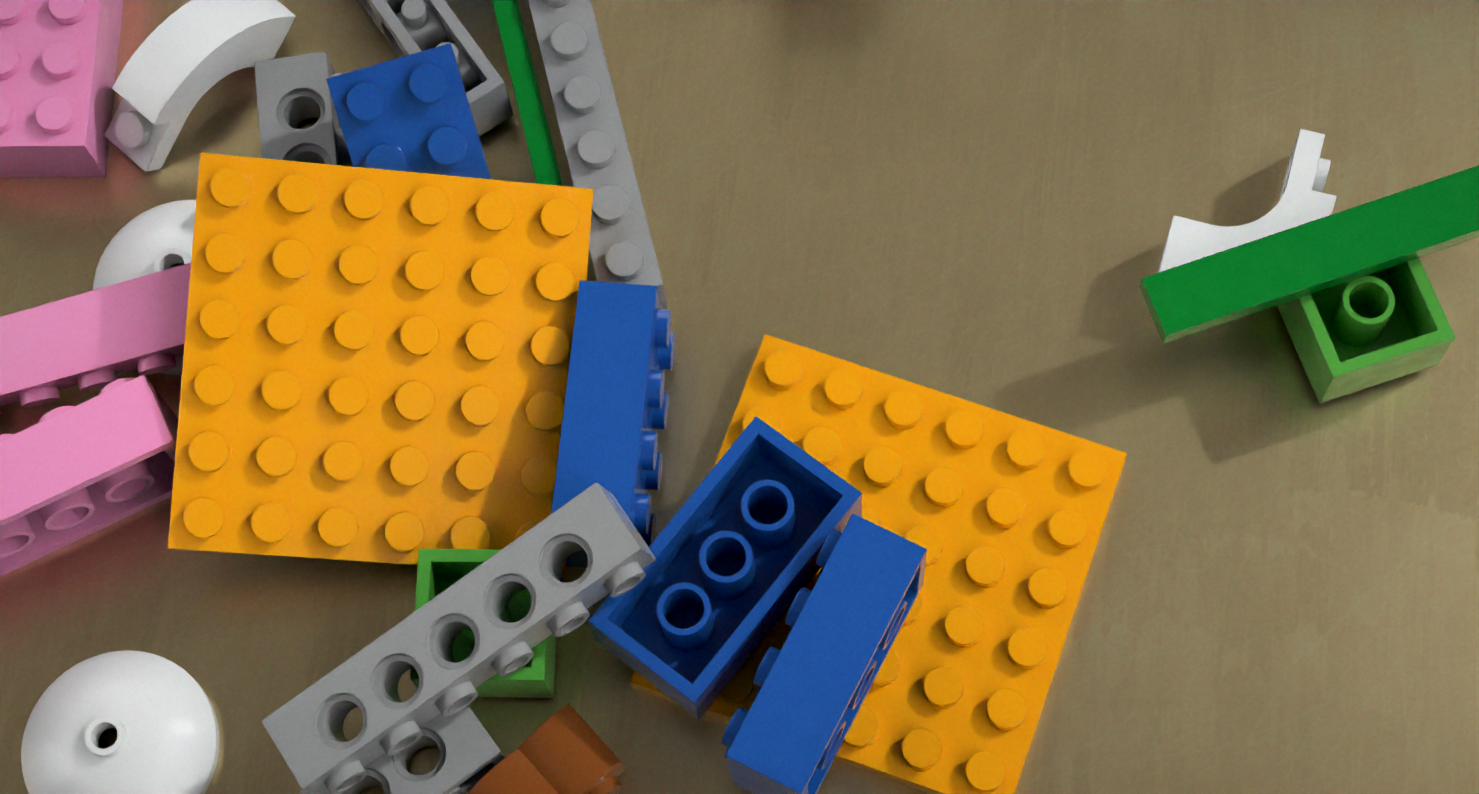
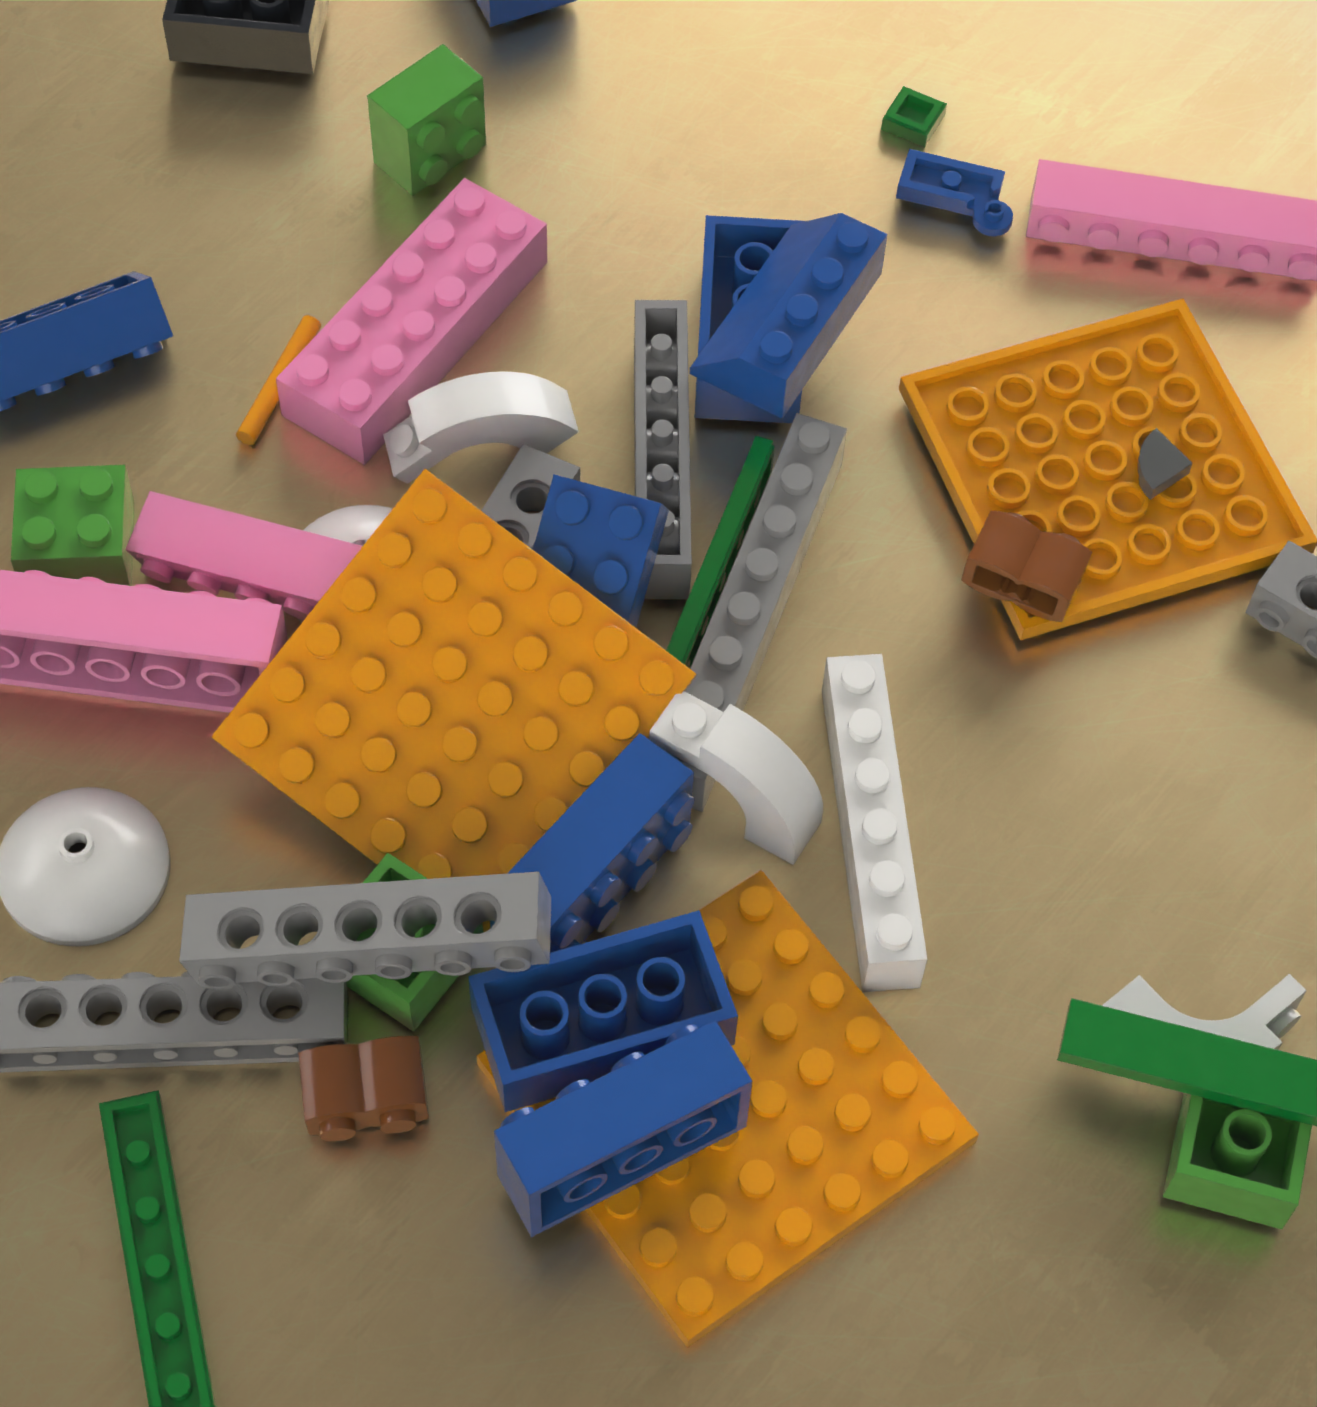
camera: 25 degrees right, 10 degrees down
(695, 243) = (752, 764): none -> white arch
(836, 223) = (873, 824): none -> white brick

